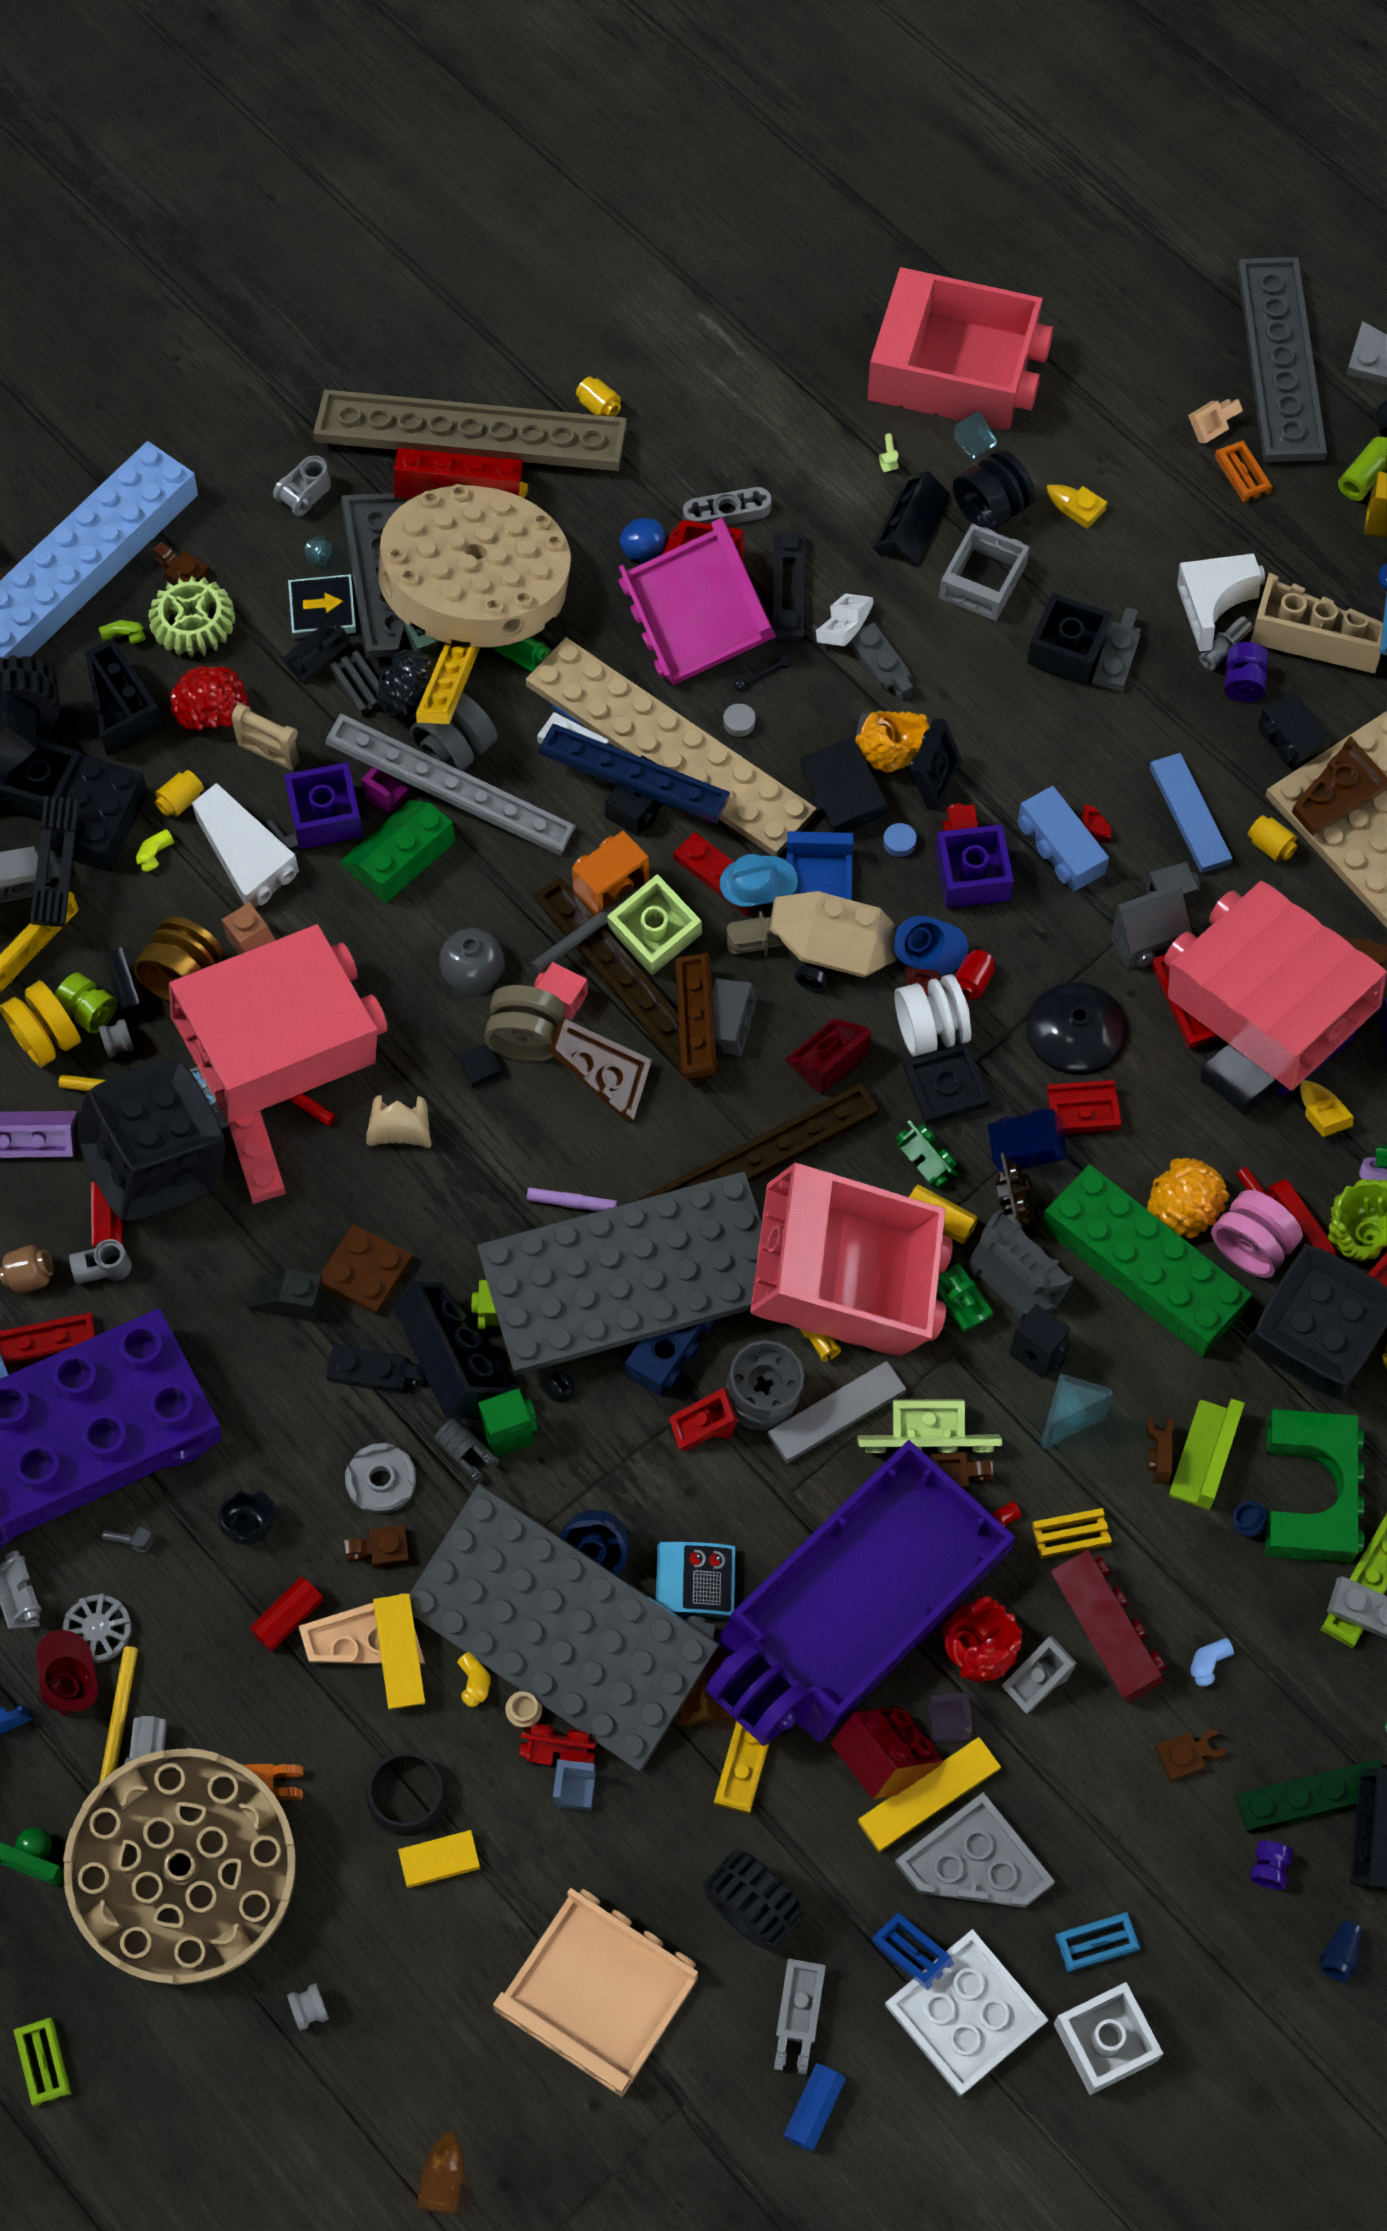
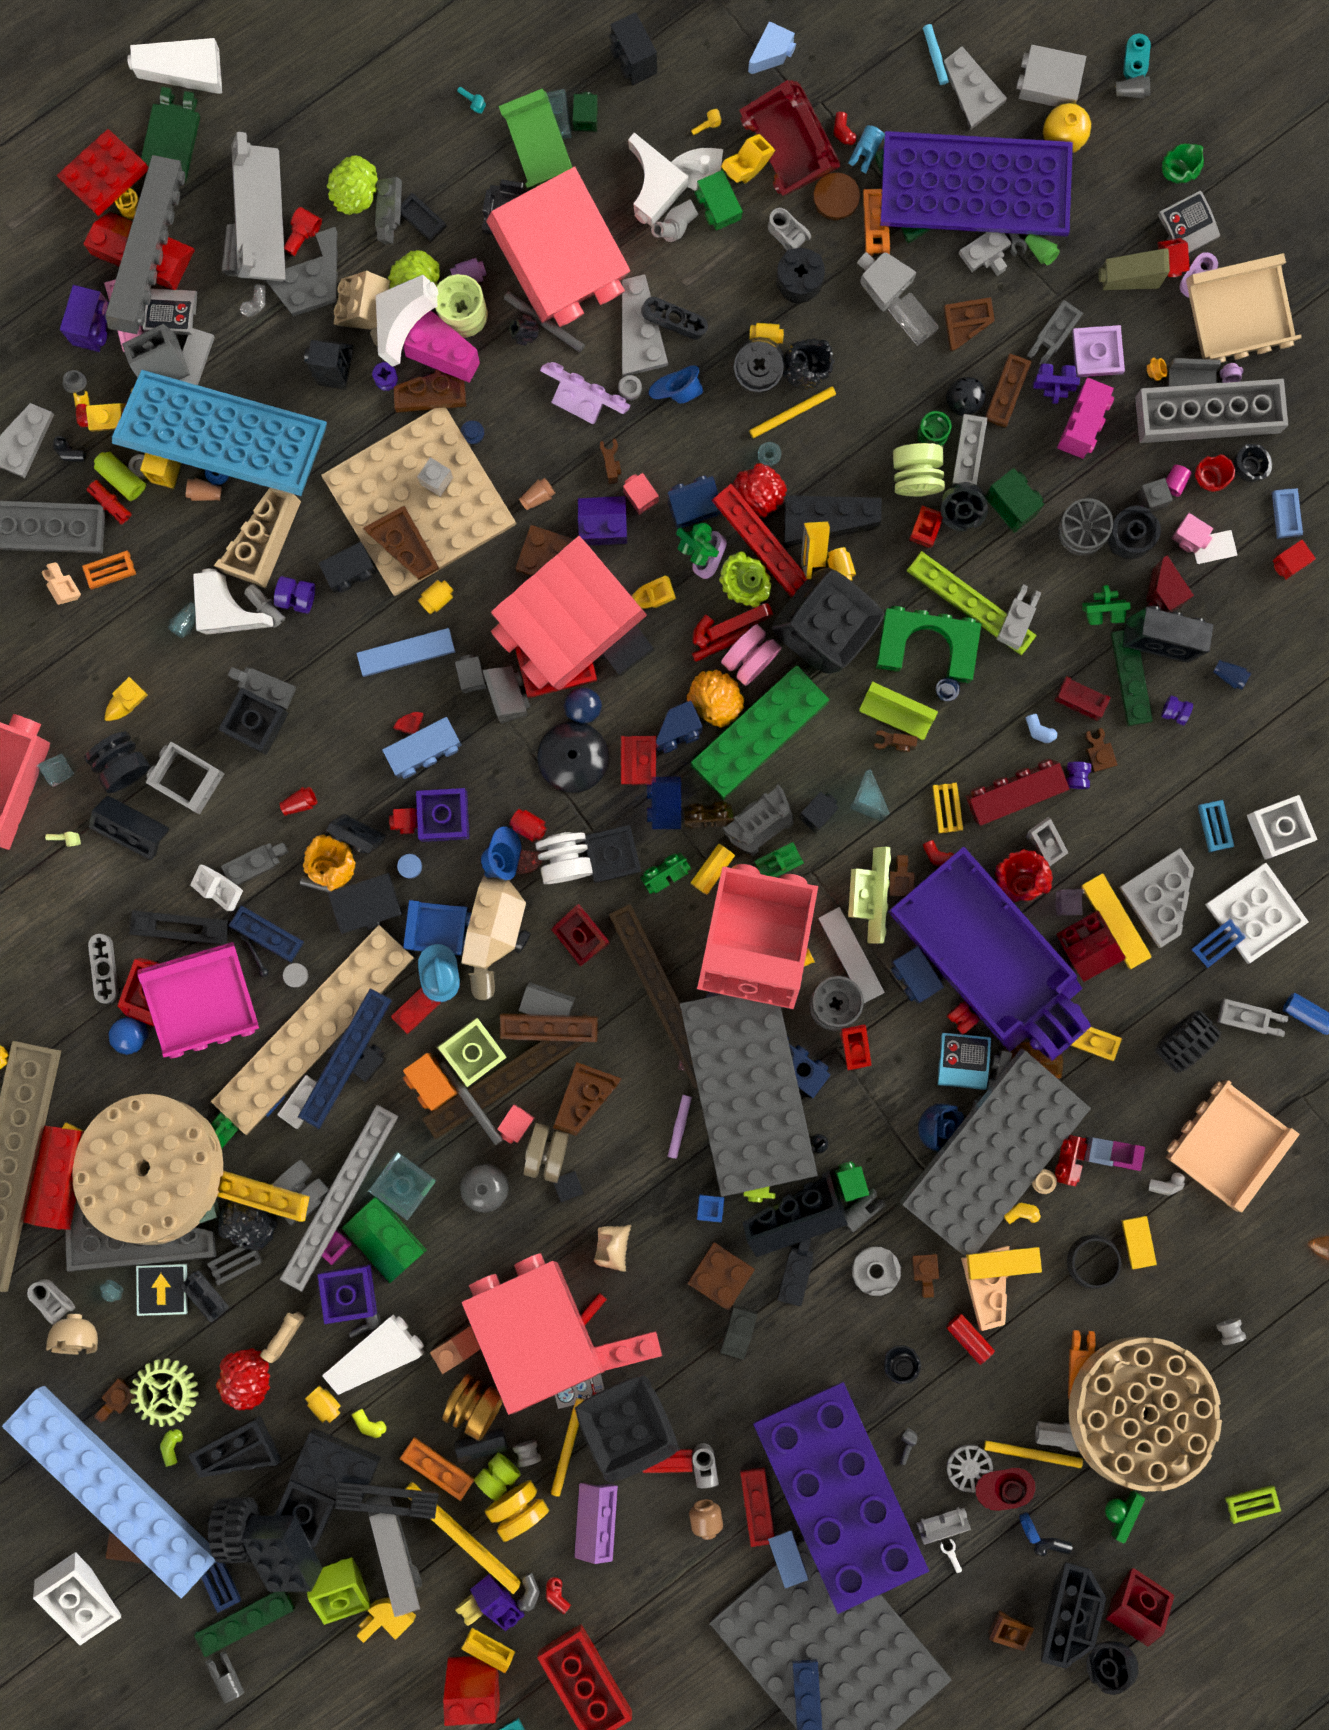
camera: 85 degrees left, 20 degrees up
(96, 935) = (437, 1468): none -> orange tile
(260, 510) = (72, 1335): none -> tan cylinder
(458, 1238) = (710, 1208): none -> blue panel
(468, 857) = (402, 1185): none -> clear light blue slope
(523, 1895) = (1169, 1187): none -> light grey arm
(569, 1829) = (1127, 1155): none -> magenta panel
(761, 1567) = (963, 1017): none -> red wheel
(790, 682) = (266, 934): none -> dark blue tile
(814, 1500) = (916, 975): none -> dark blue brick
(970, 703) = (300, 801): none -> red cone
(1137, 1145) = (679, 726): none -> dark blue slope
(1150, 1032) = (582, 705): none -> dark blue hair
(1150, 1719) = (1078, 775): none -> dark purple wheel
(1187, 550) = (183, 621): none -> clear light blue cone
(1268, 1719) = (1082, 699): none -> dark red hinge
(1272, 1172) = (700, 630): none -> red arm
(1331, 461) = (109, 502): none -> red pin
(1367, 559) = (202, 490): none -> nougat cone

